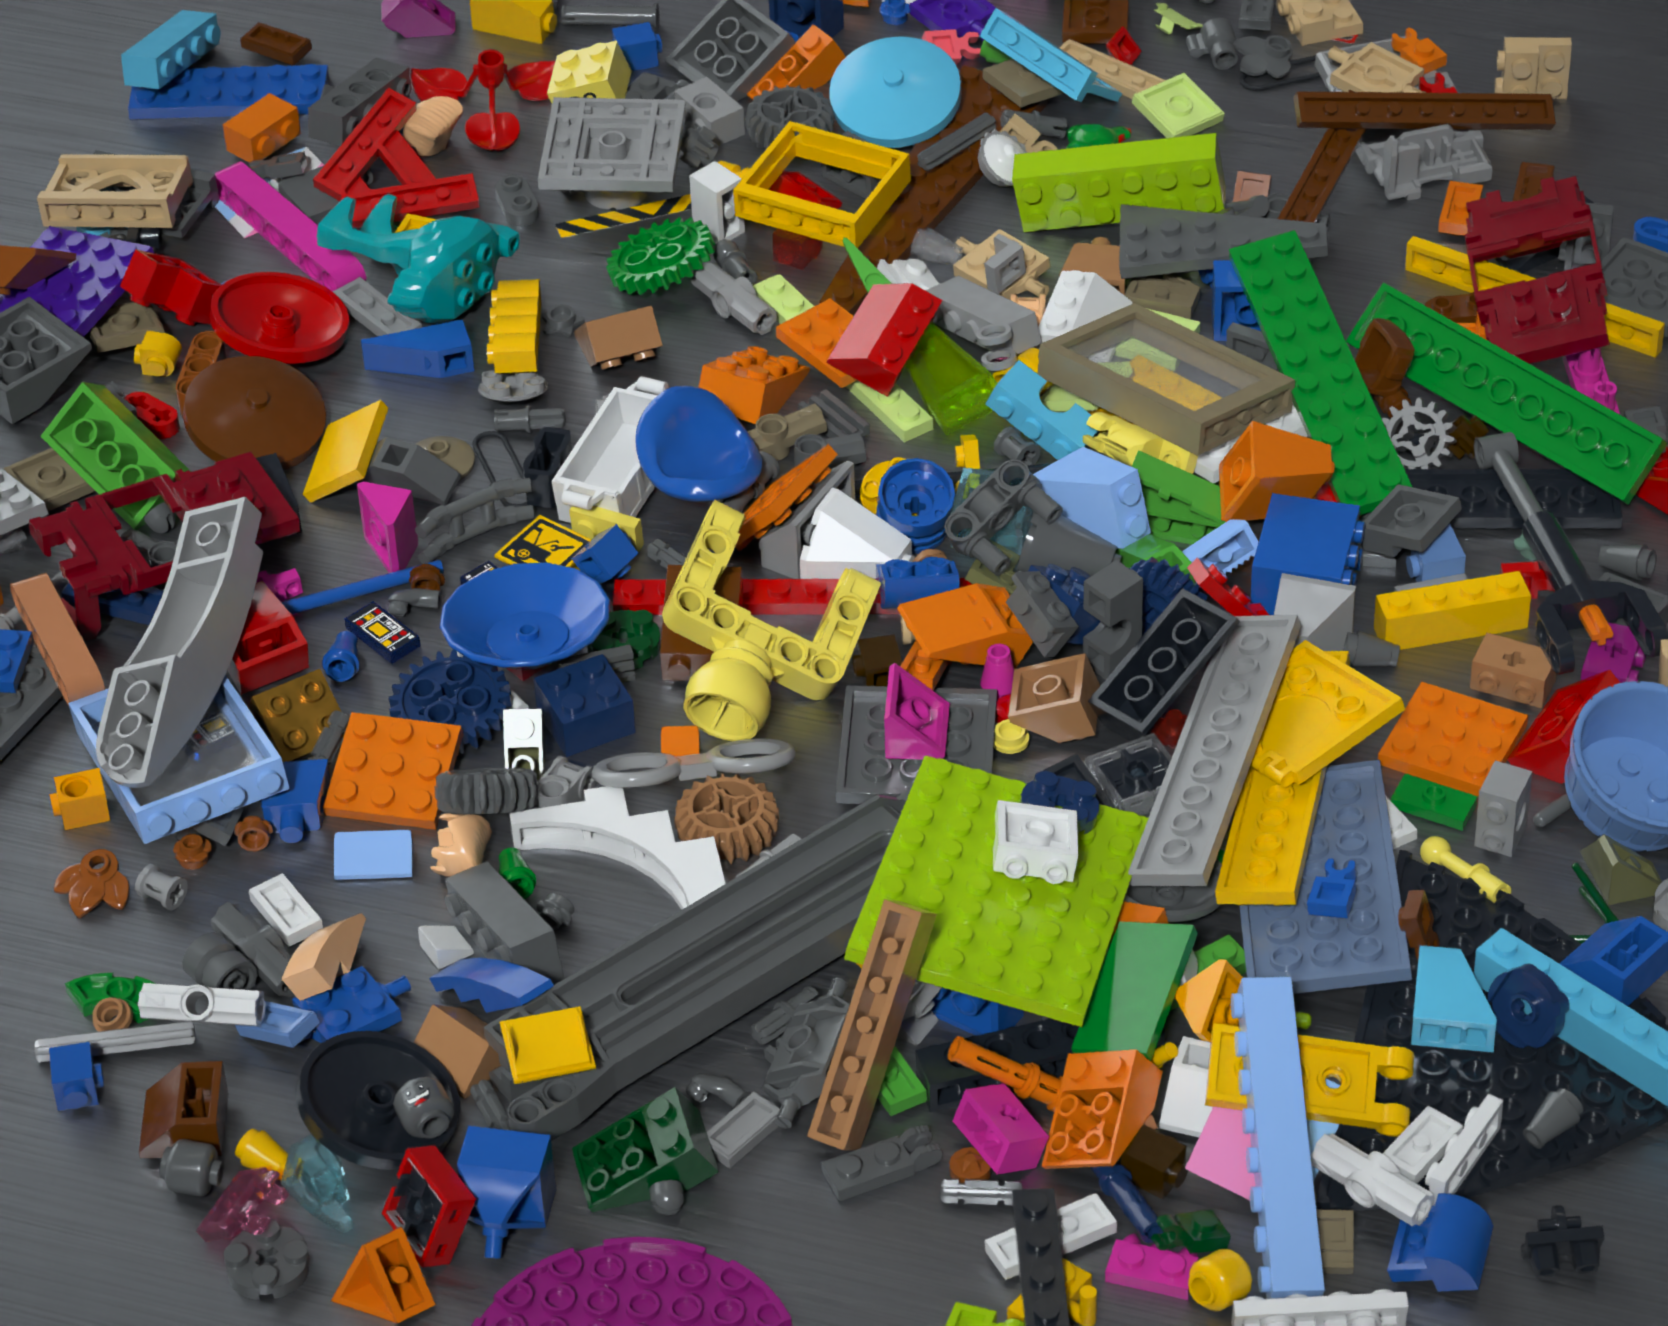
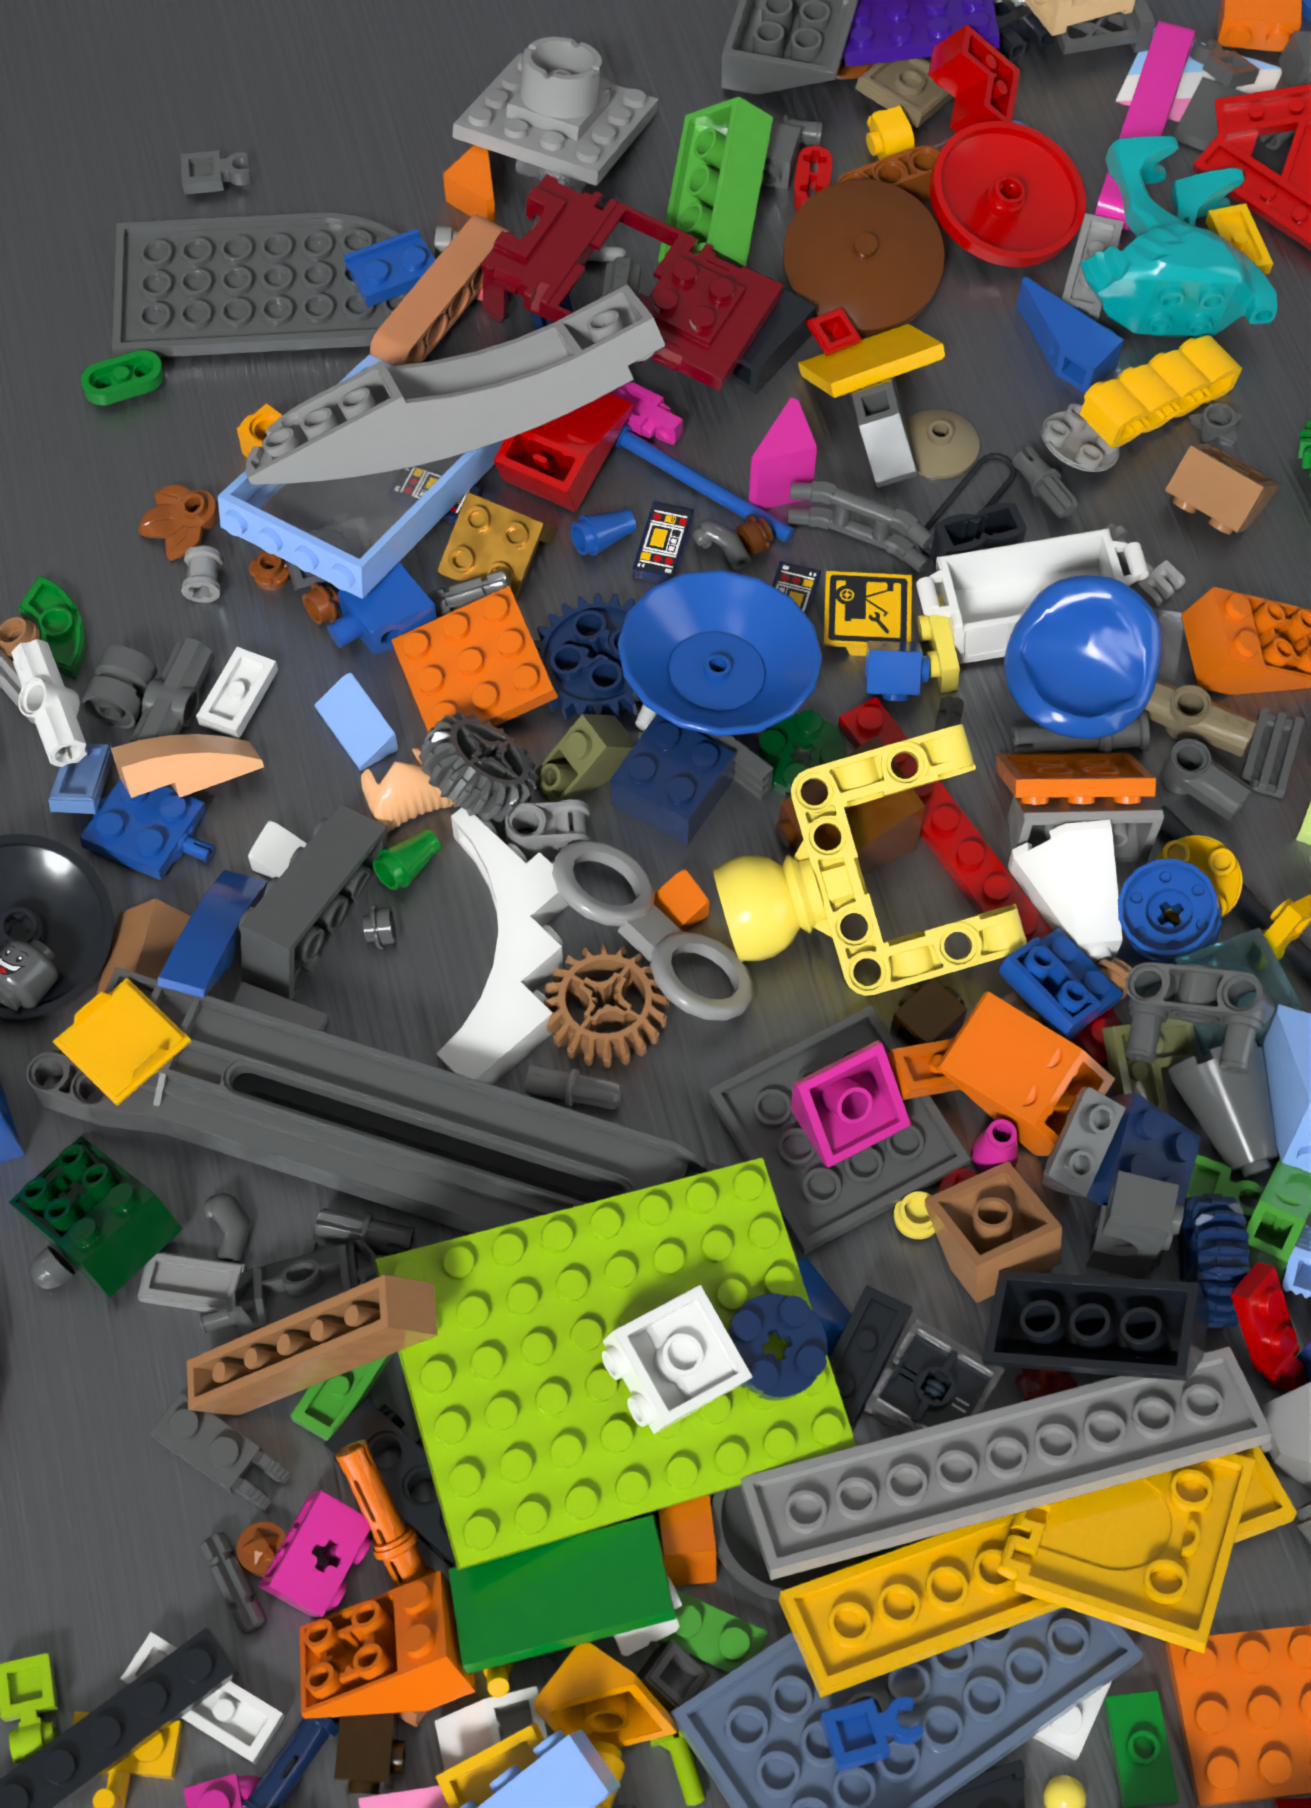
camera: 55 degrees right, 20 degrees up
(50, 478) = (651, 157): dark tan plate -> none
(301, 460) = (834, 331): none -> red slope

